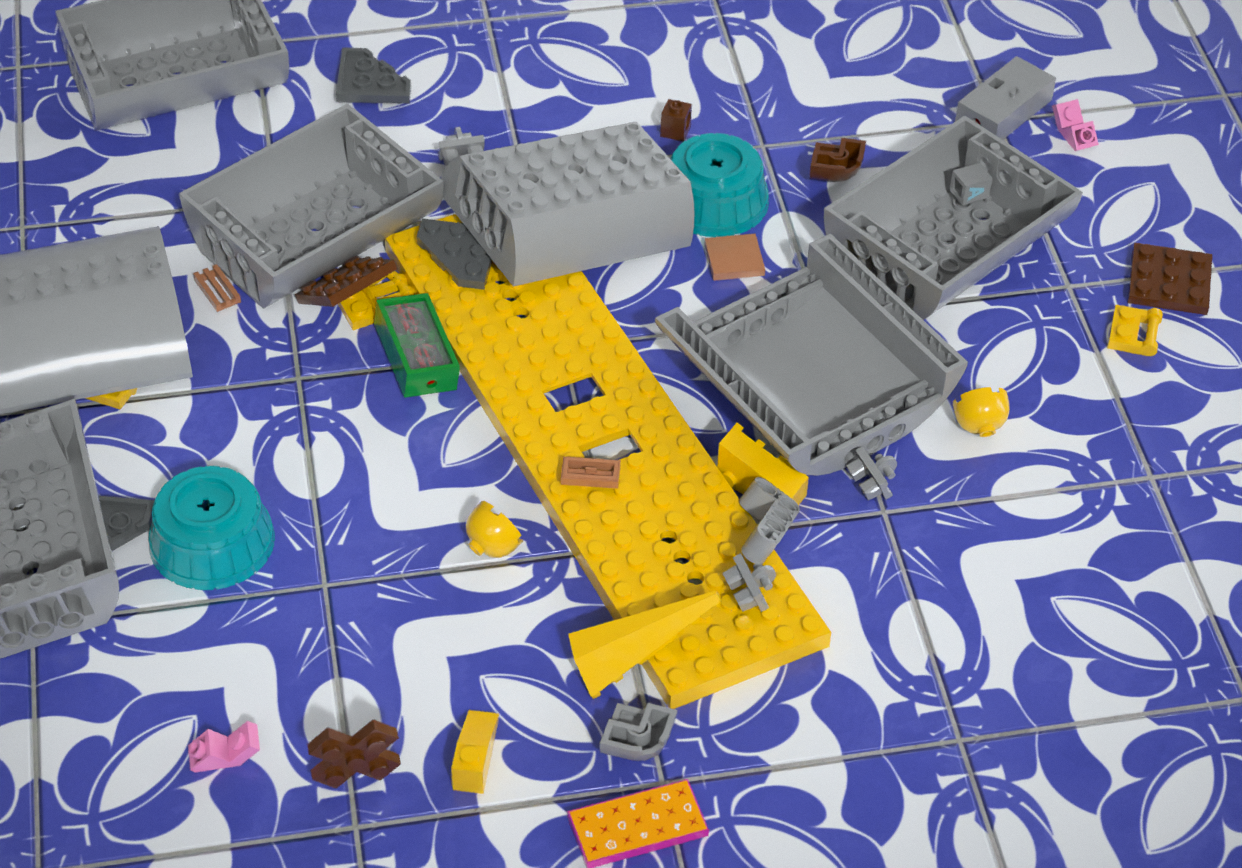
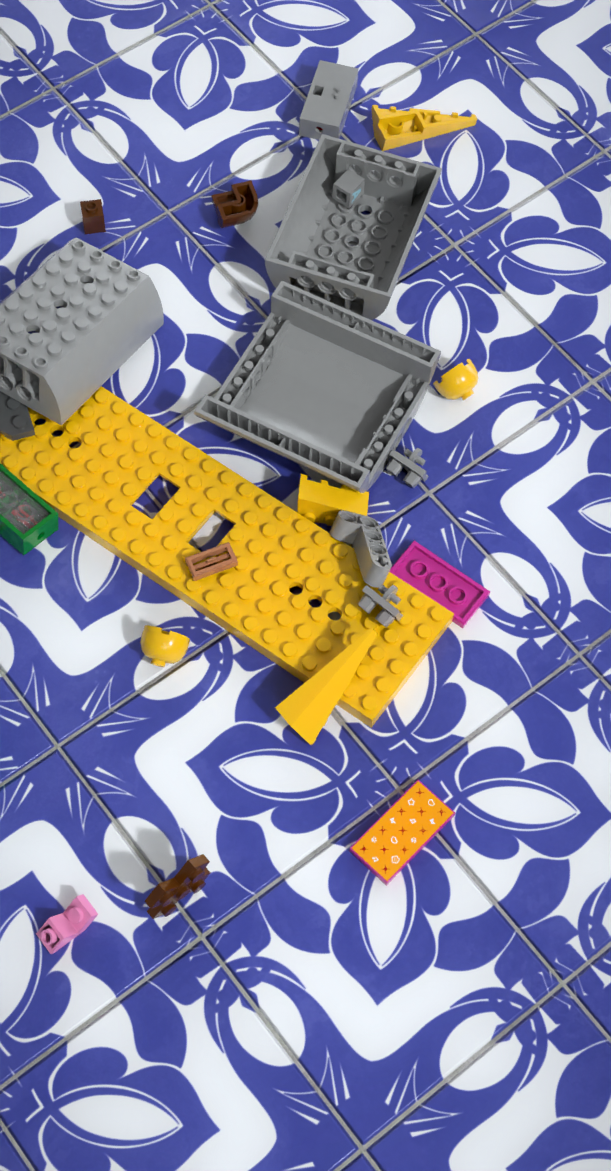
camera: 30 degrees left, 15 degrees up
(474, 752) = (254, 831): yellow slope -> none
(637, 732) = (366, 761): light grey brick -> none
(726, 197) = (174, 271): teal piece -> none
(734, 257) = (203, 321): nougat tile -> none
(839, 602) = (440, 582): none -> dark pink tile
(1071, 125) = (380, 96): bright pink slope -> none
(1076, 153) = (399, 127): none -> yellow wedge
(1126, 327) = (514, 267): yellow plate -> none
(1170, 278) = (521, 209): reddish brown plate -> none

